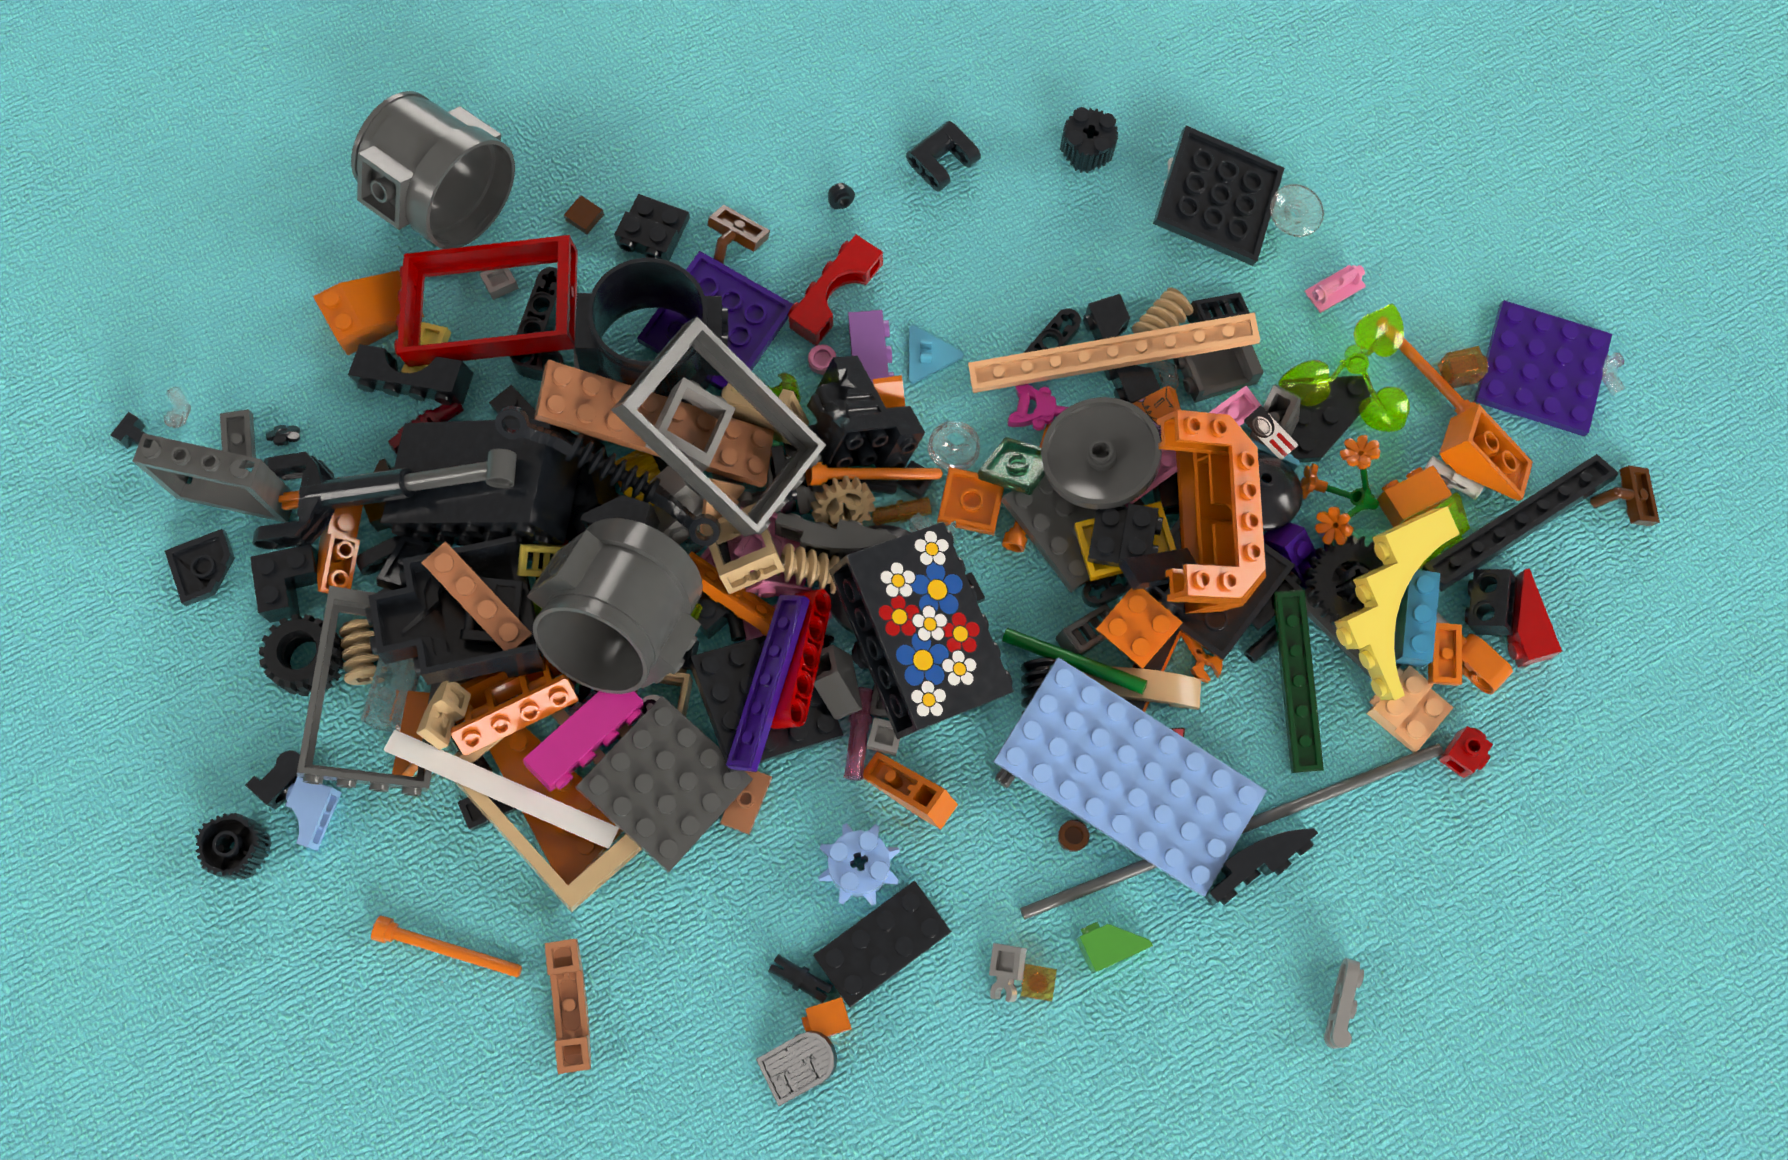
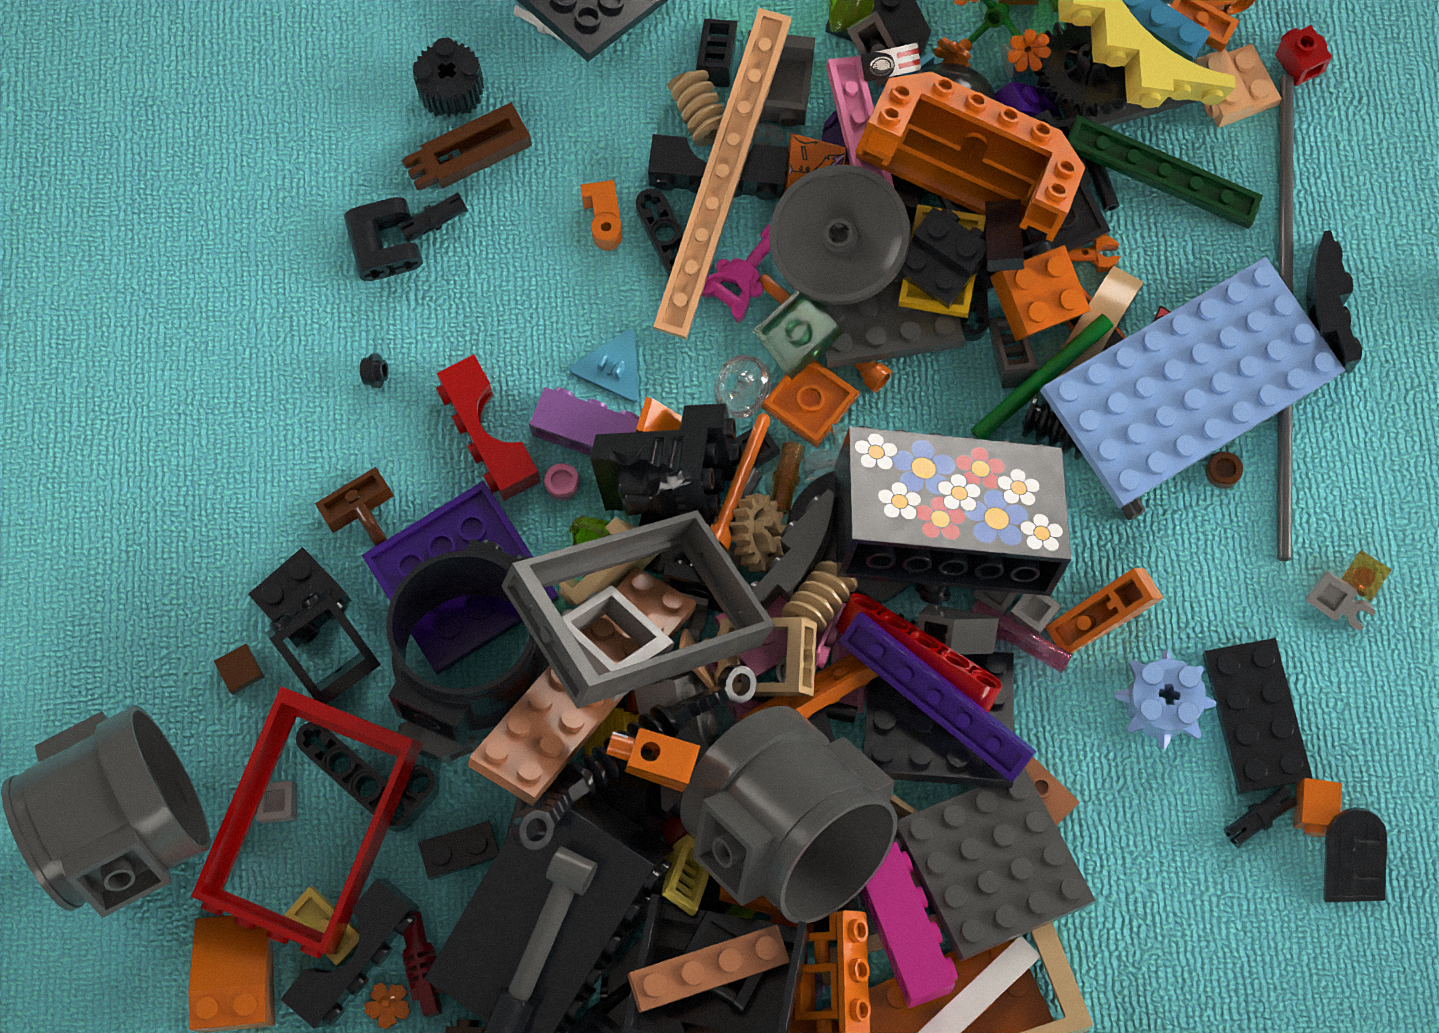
camera: 60 degrees left, 0 degrees up
(391, 419) = (387, 1005): none -> orange plant
(607, 497) = (673, 757): none -> orange torso
(617, 219) = (345, 675): none -> black window
(977, 180) = (433, 217): none -> black pin
(1044, 293) = (606, 224): none -> orange leg
(1054, 188) = (480, 145): none -> reddish brown hinge
(1108, 945) = (1358, 488): bright green slope -> none

